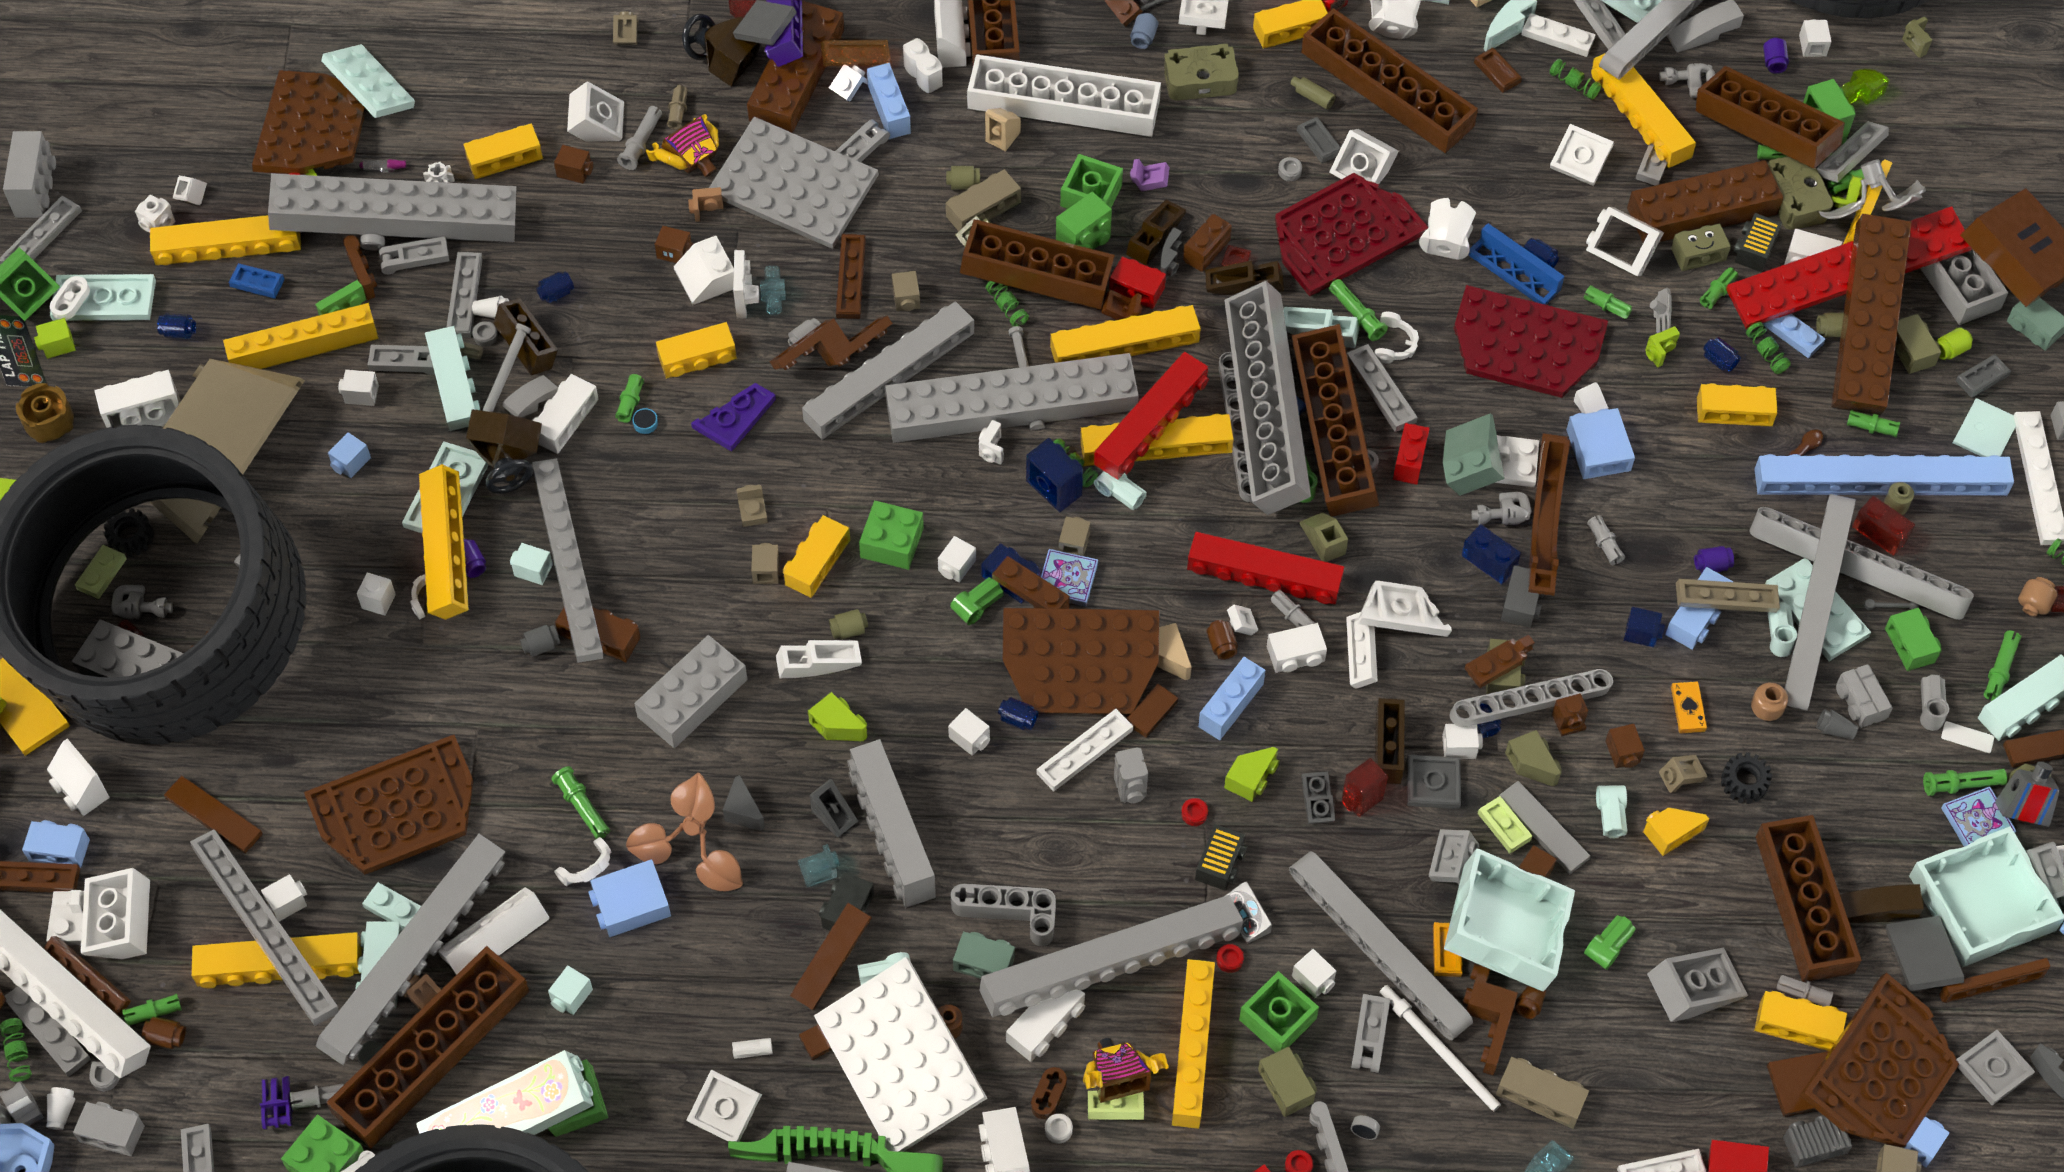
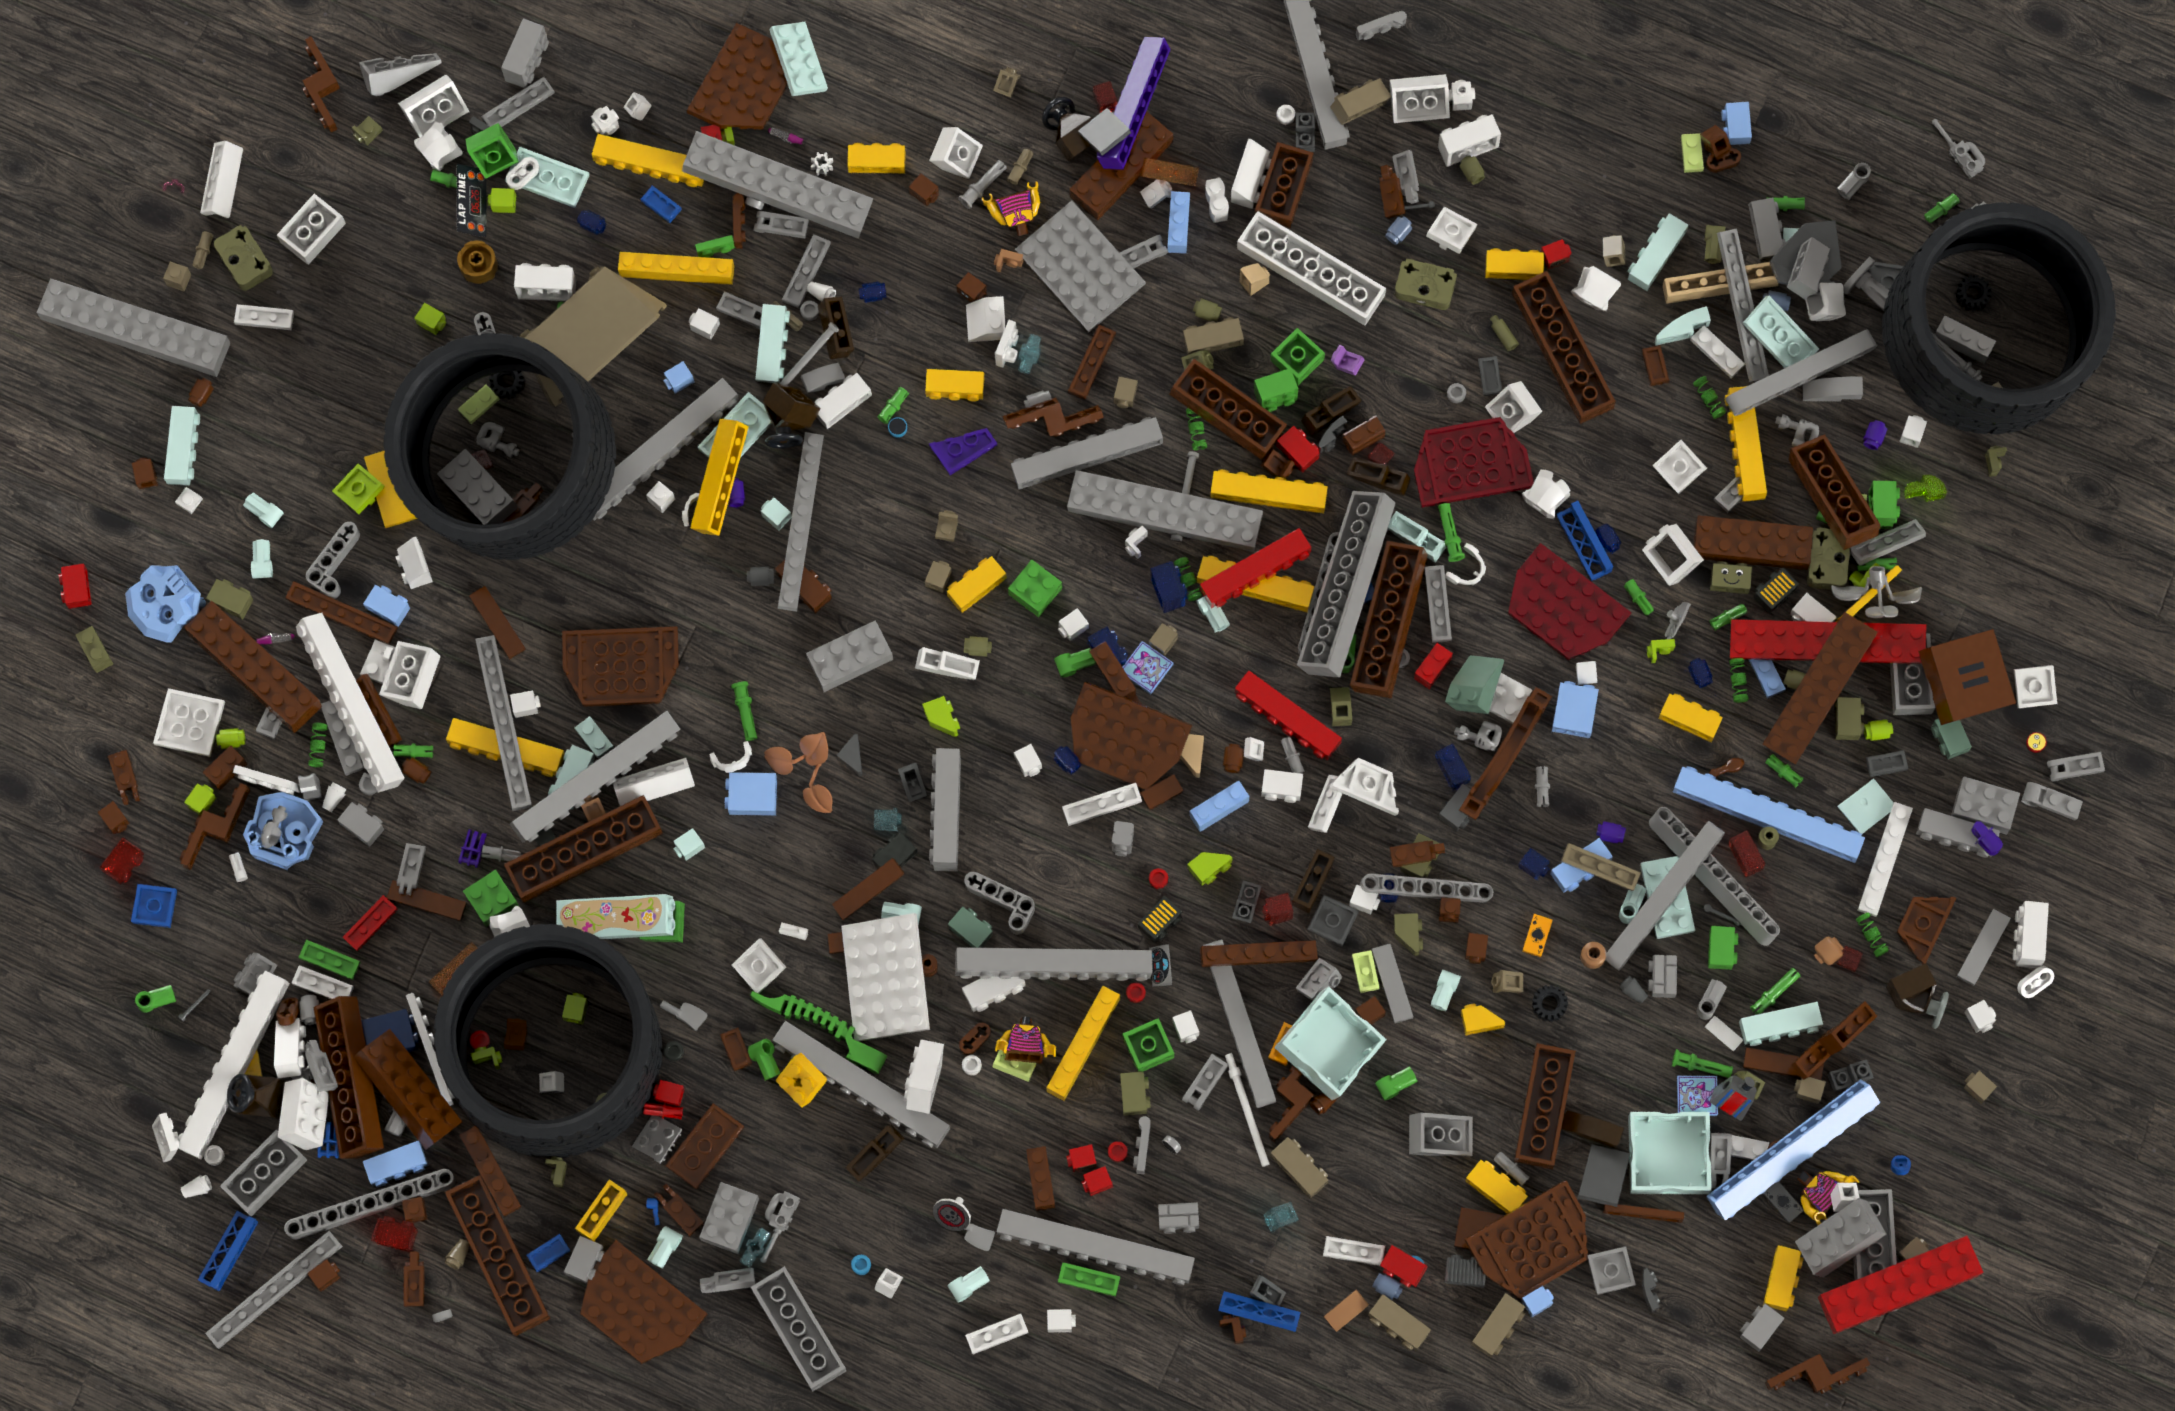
camera: 25 degrees right, 15 degrees up
(362, 532) = (668, 441): none -> light grey brick
(1363, 850) = (1258, 953): none -> reddish brown plate

